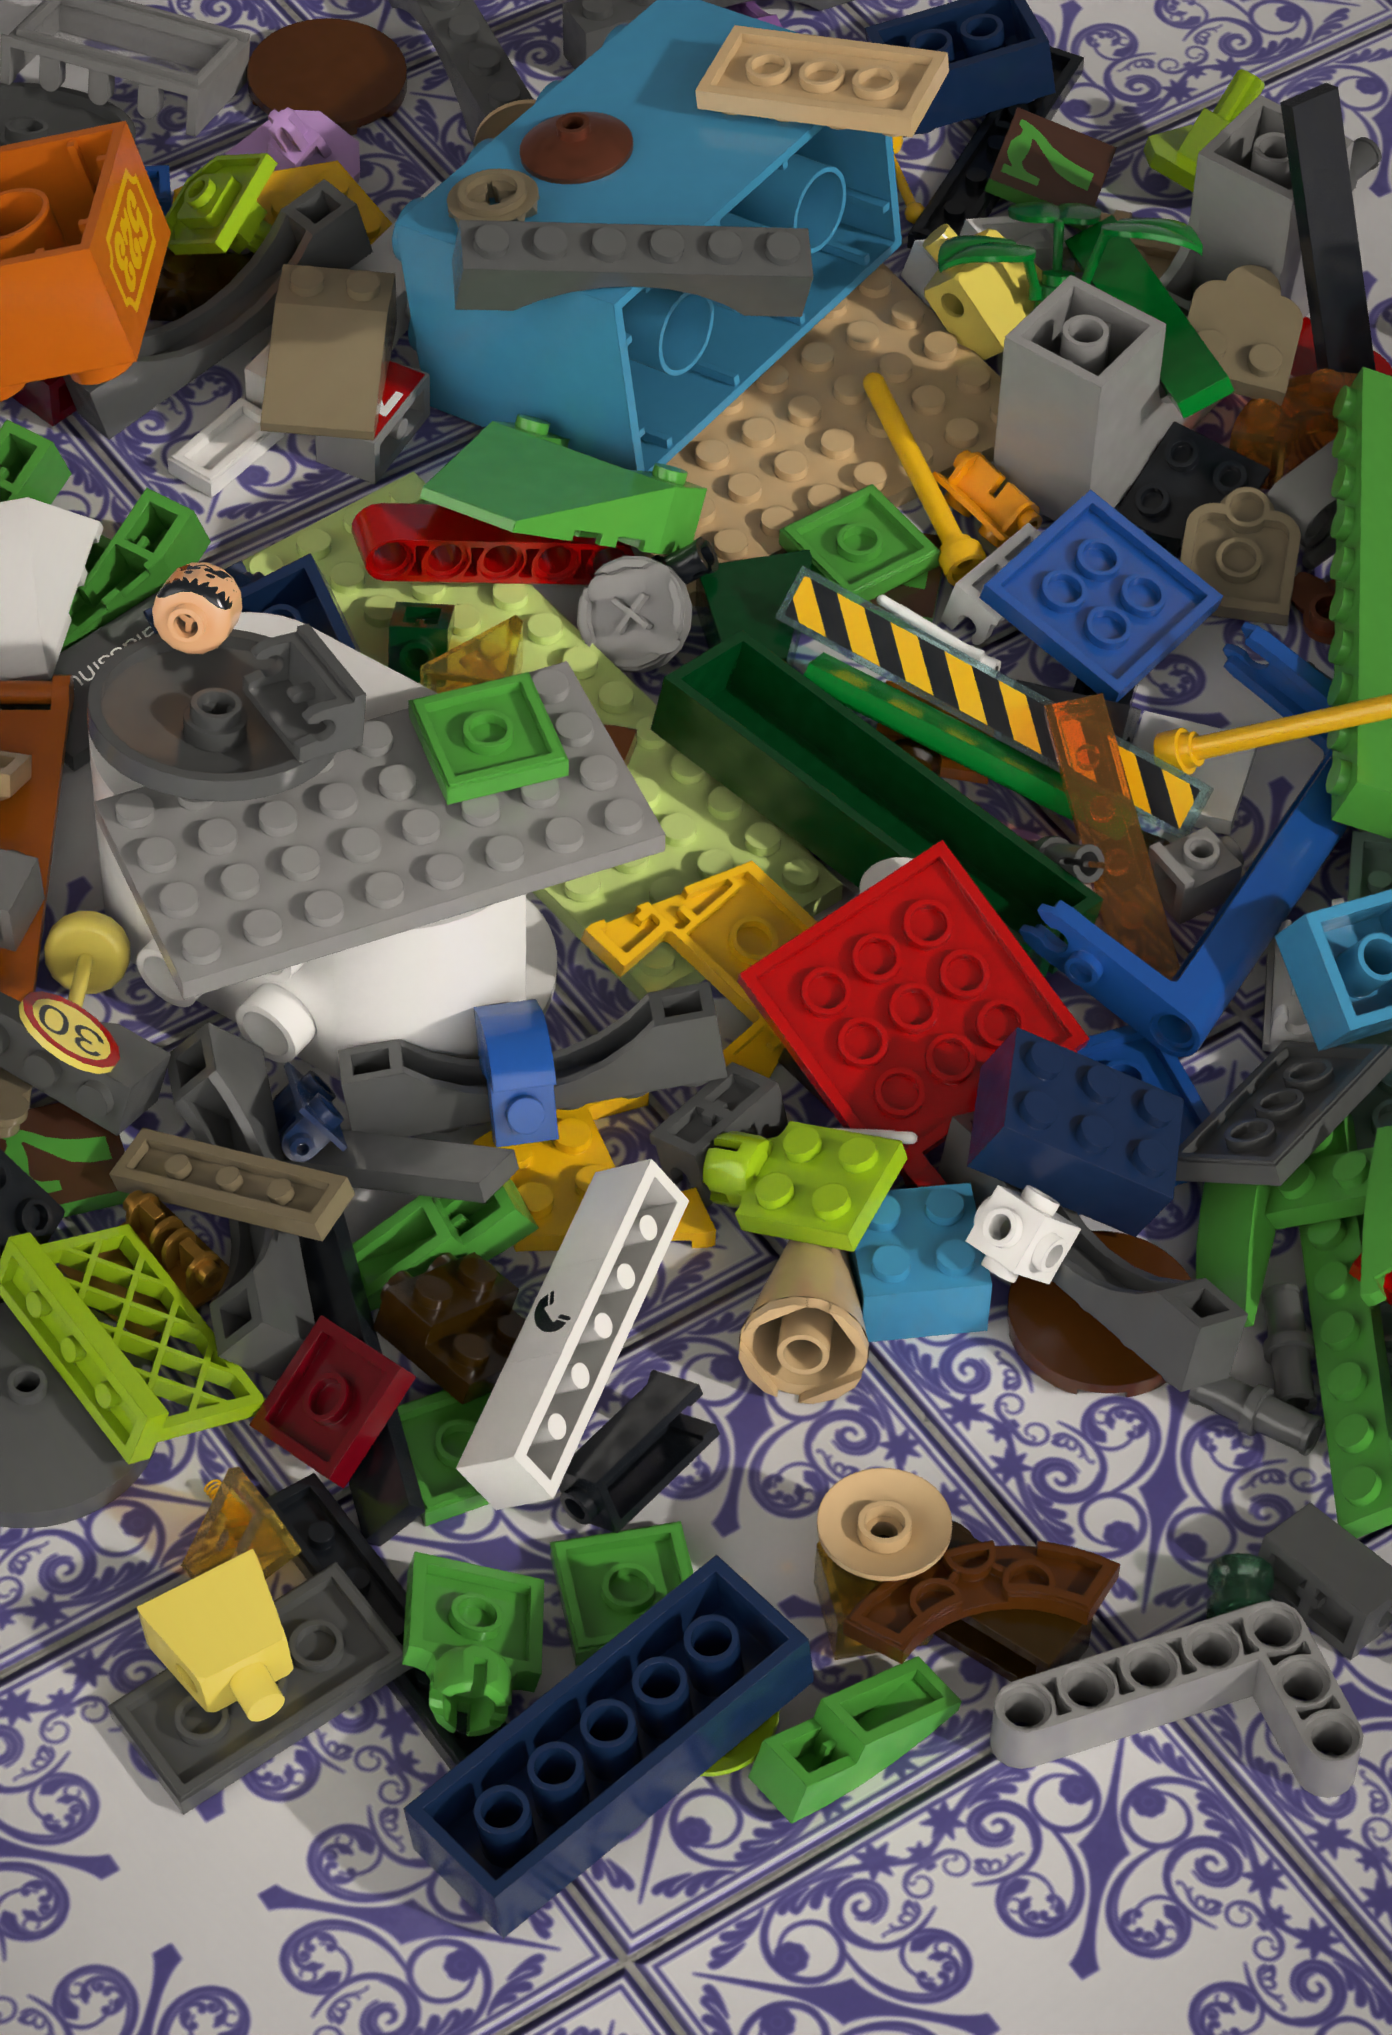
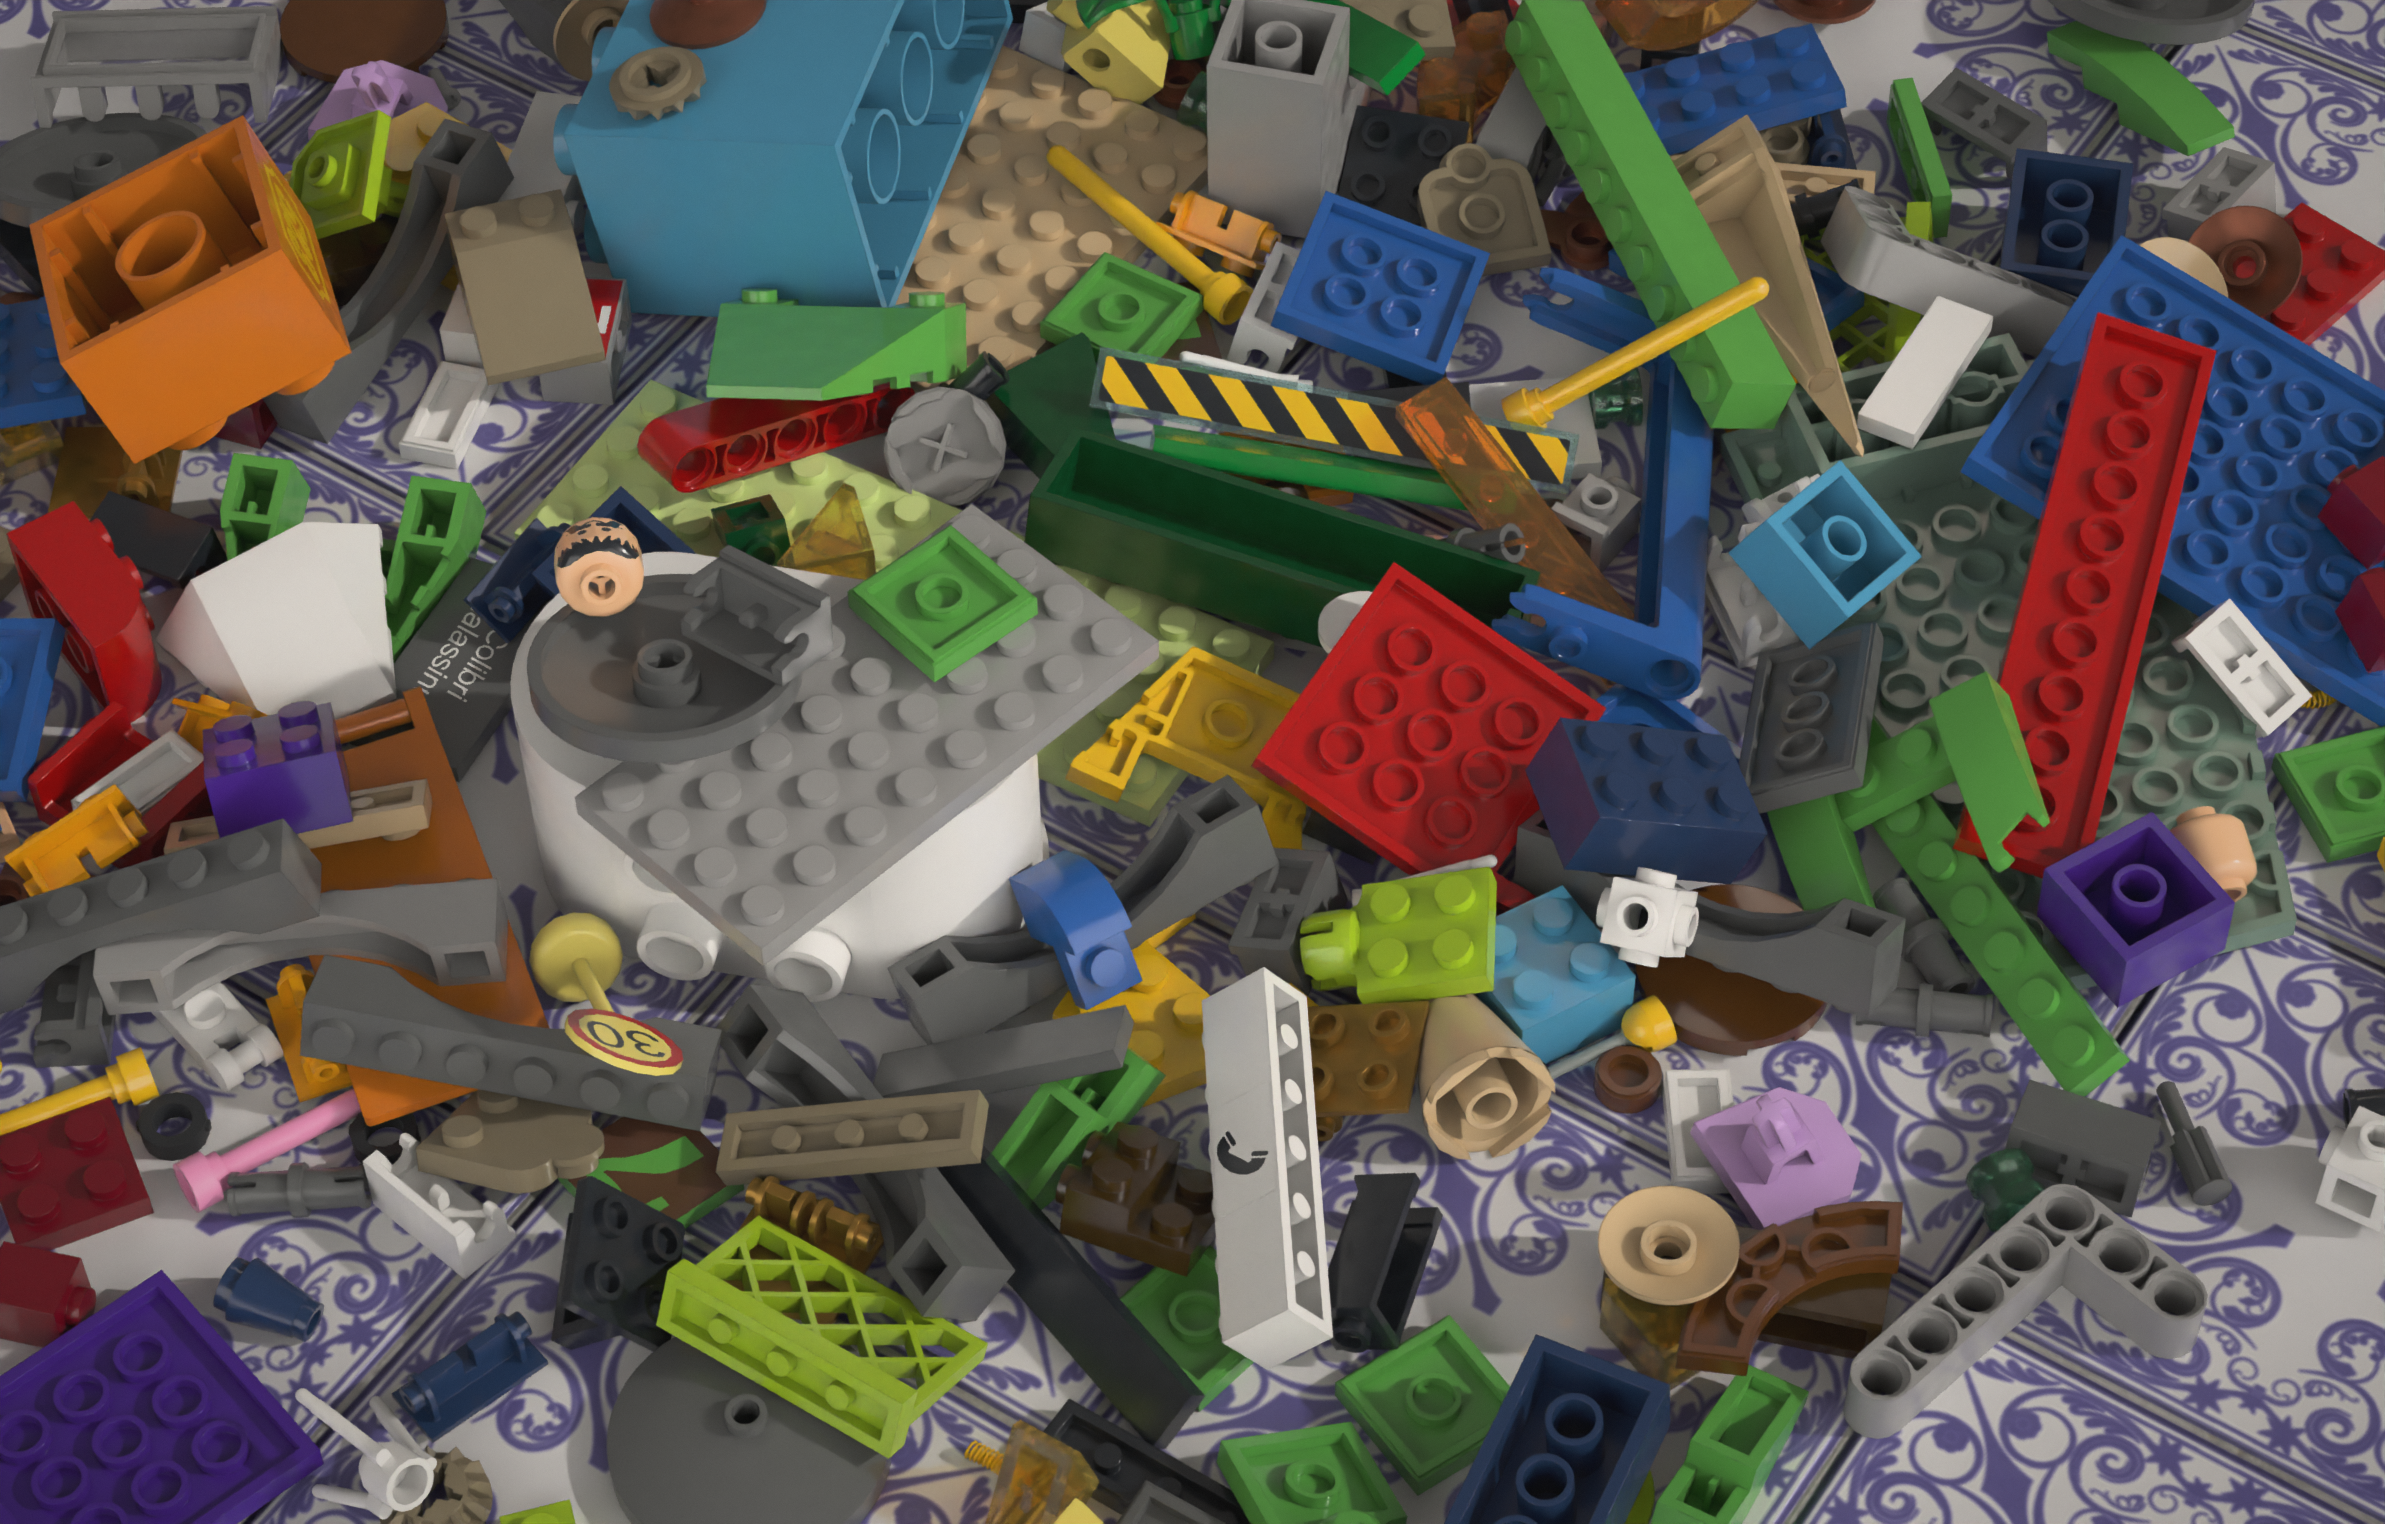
camera: 20 degrees left, 0 degrees up
(307, 1116) = (884, 1045): dark blue hinge -> none
(332, 1401) = (1061, 1319): dark red plate -> none
(369, 161) = (450, 94): none -> light grey piece
(525, 262) = (728, 130): dark grey arch -> none
(710, 1273) = (1364, 1059): none -> pearl gold hinge
(954, 1377) = (1627, 1079): none -> reddish brown tile
(987, 1337) = (1643, 1026): none -> yellow hinge
(995, 1445) = (1687, 1099): none -> white tile
(1049, 1487) = (1780, 1156): none -> lavender piece
(1275, 769) = (1618, 401): none -> clear green wheel

